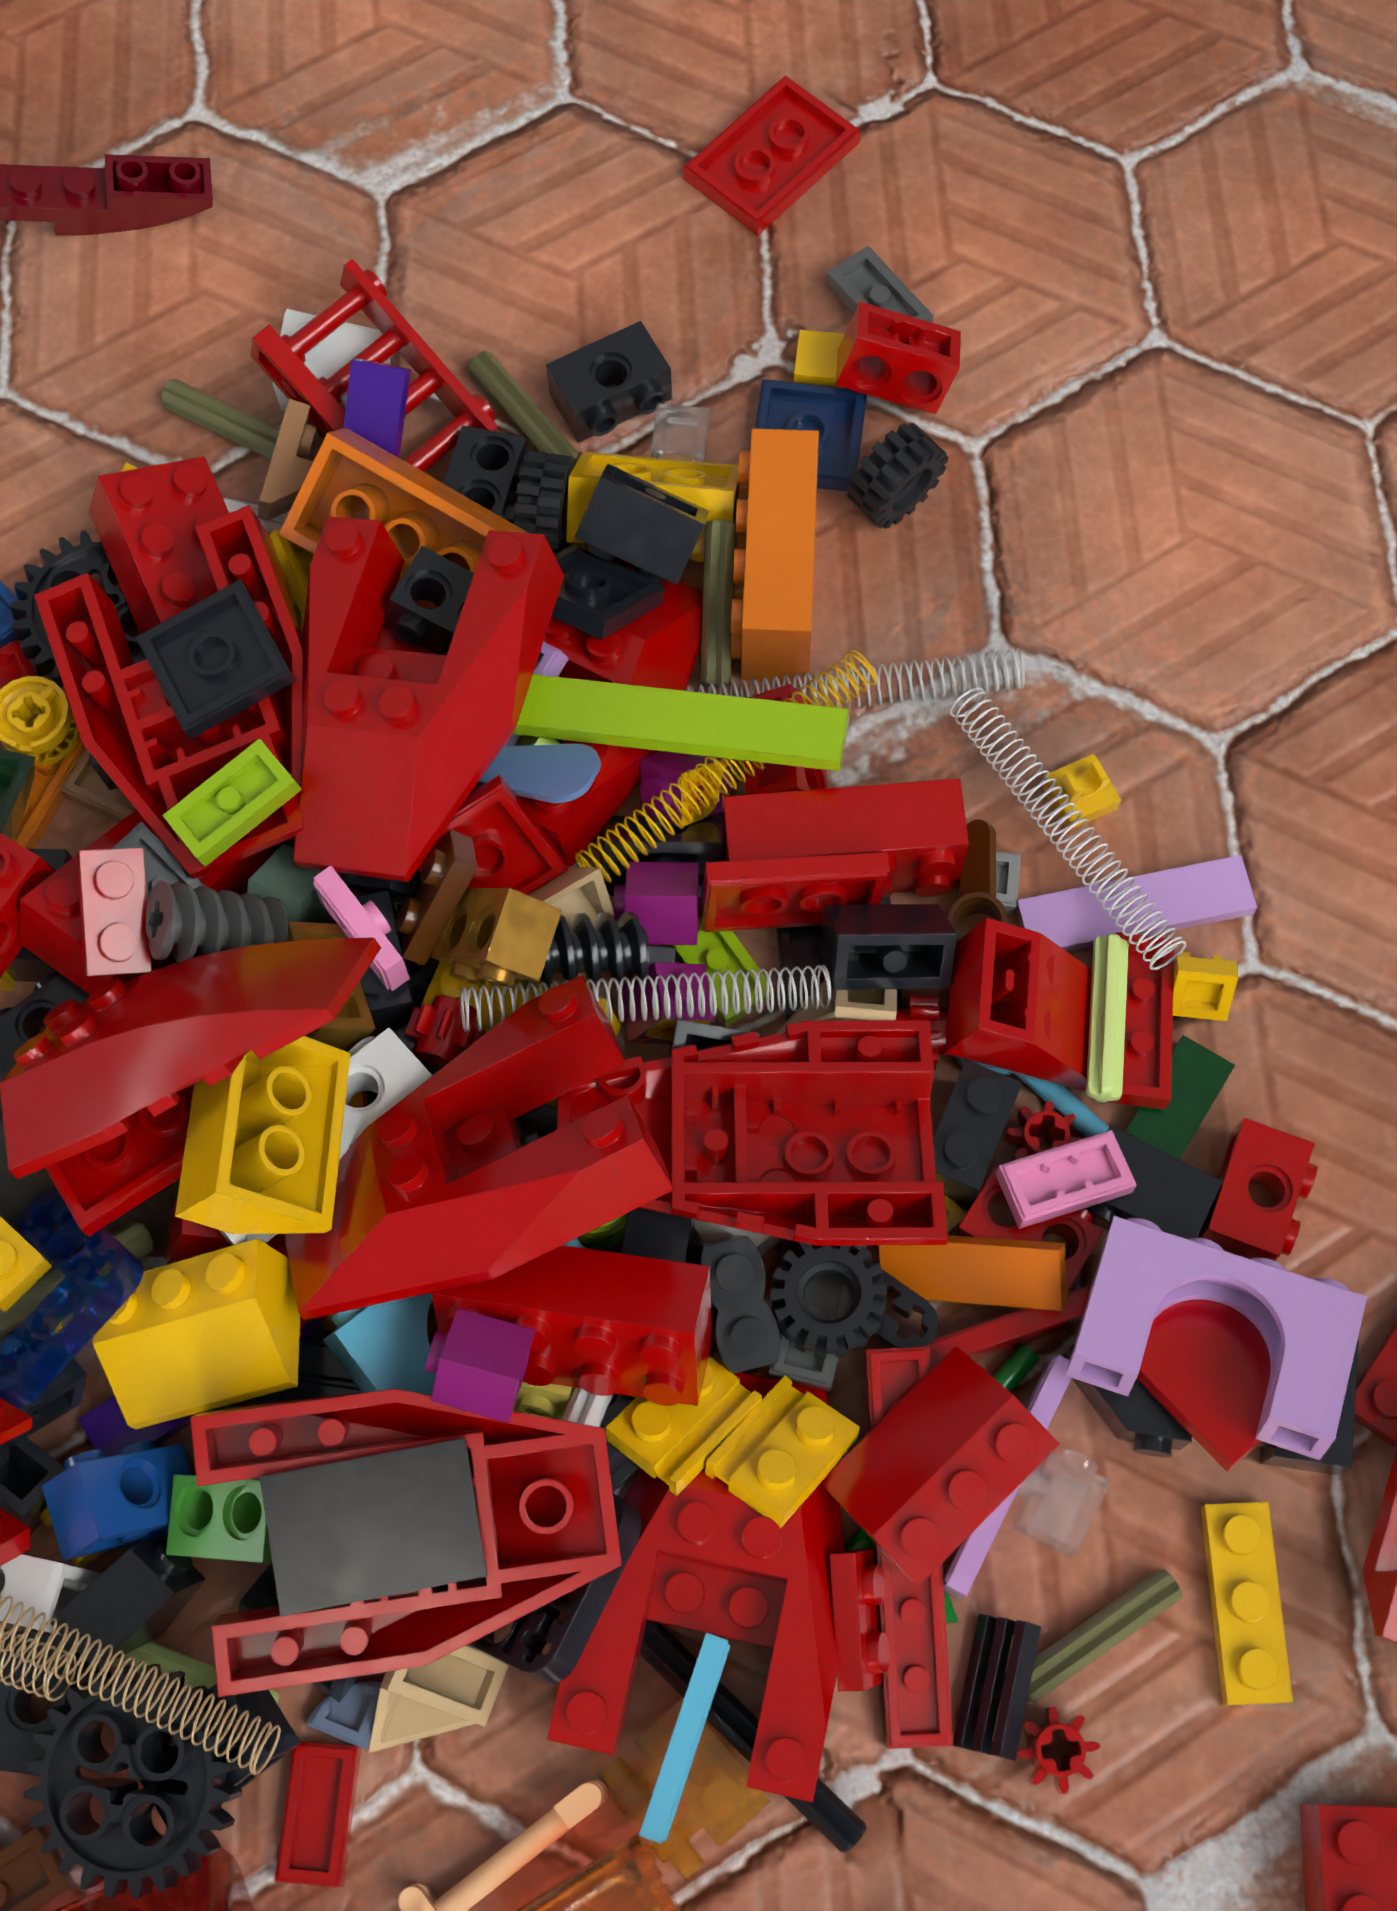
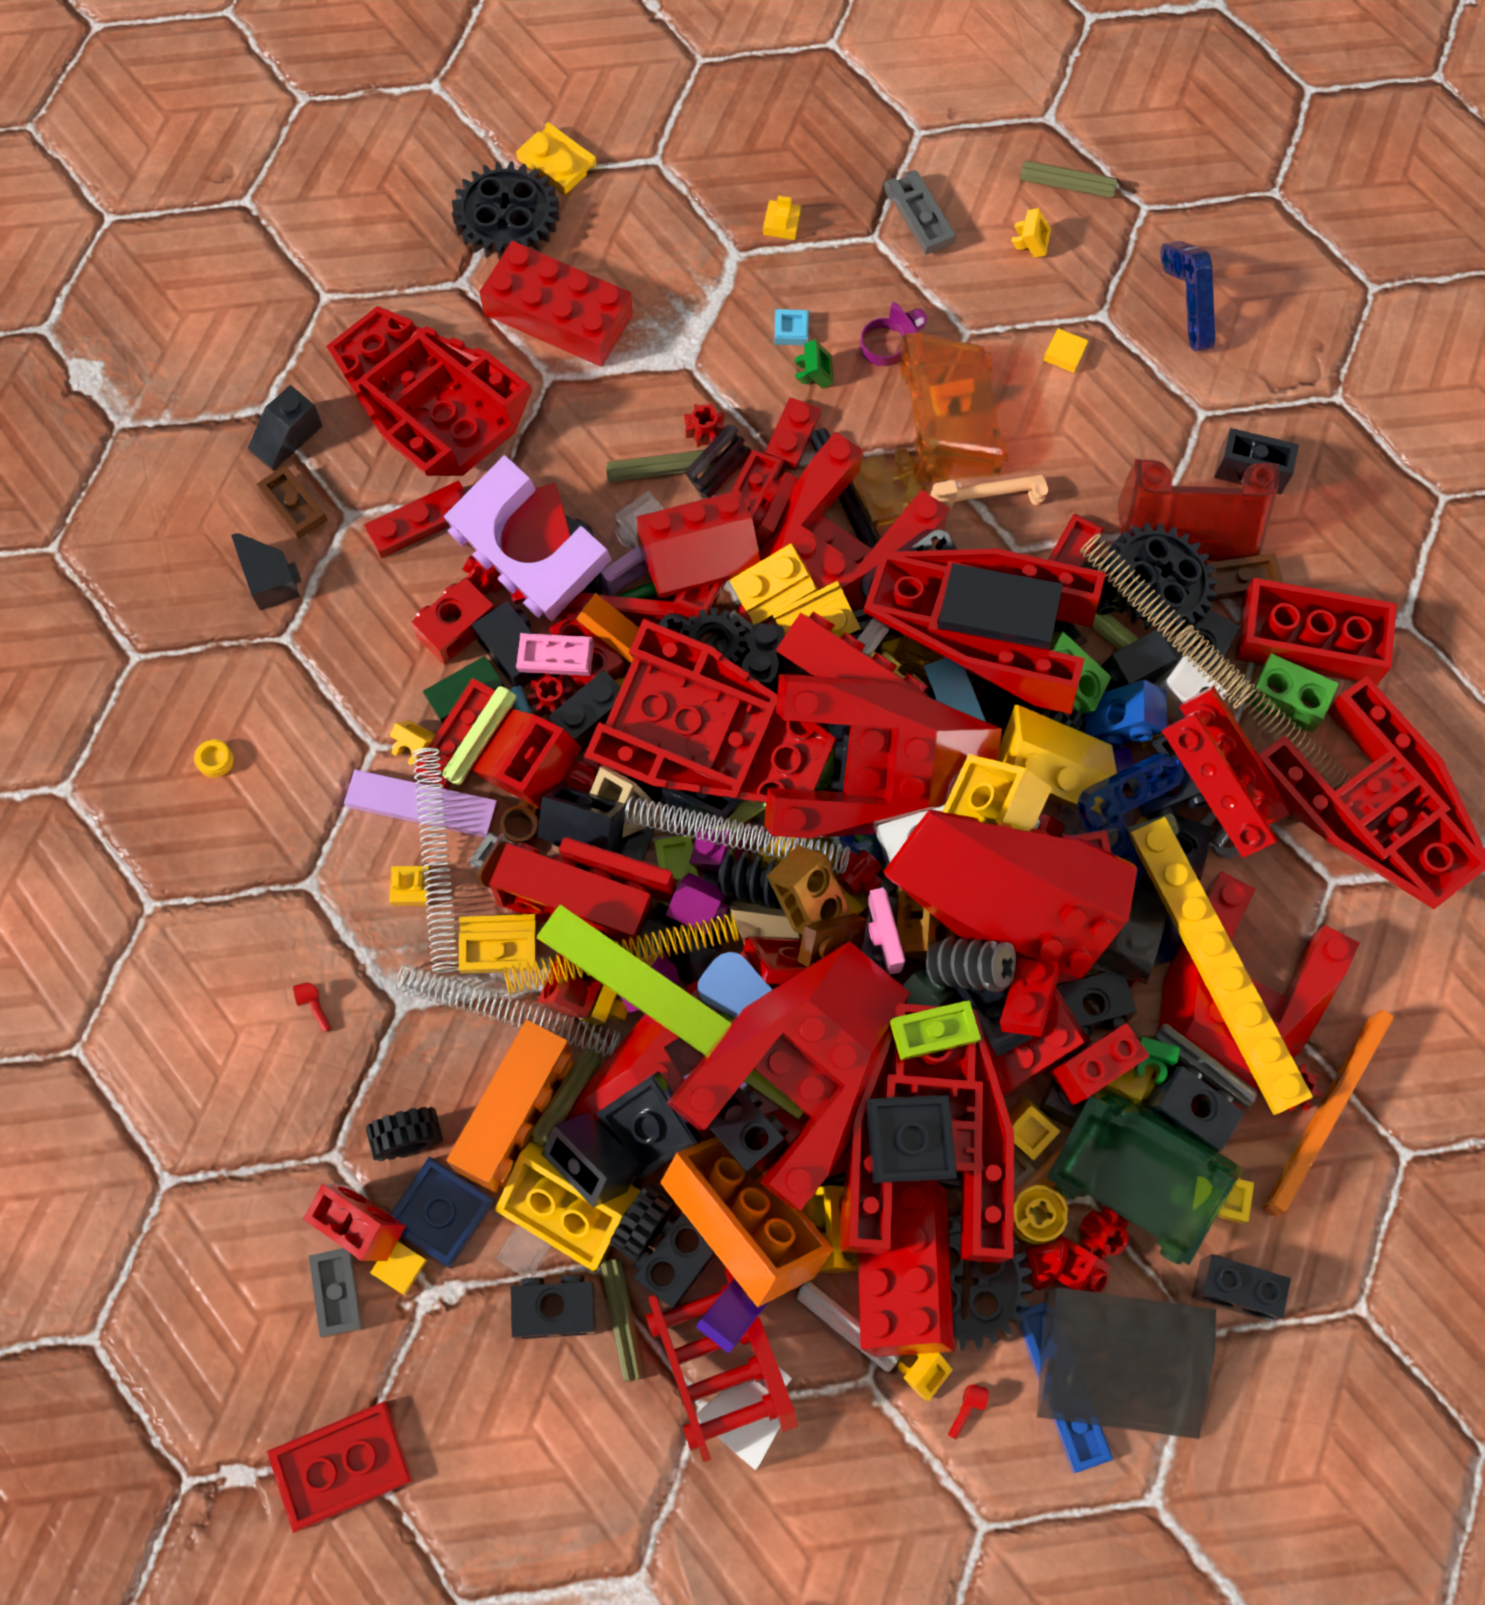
camera: 160 degrees left, 0 degrees up
(56, 504) = (973, 1397): none -> red hand
(77, 812) = (1031, 1127): none -> yellow brick
(220, 417) = (827, 1409): olive axle -> none
(286, 469) = (808, 1320): medium nougat slope -> none
(480, 1364) = (915, 652): magenta brick -> none
(685, 1739) = (881, 491): medium azure tile -> none
(900, 1820) = (793, 432): none -> red plate
(919, 750) = (496, 942): none -> yellow plate
(1123, 602) = (308, 993): none -> red hand
(1246, 1604) = (578, 448): yellow plate -> none

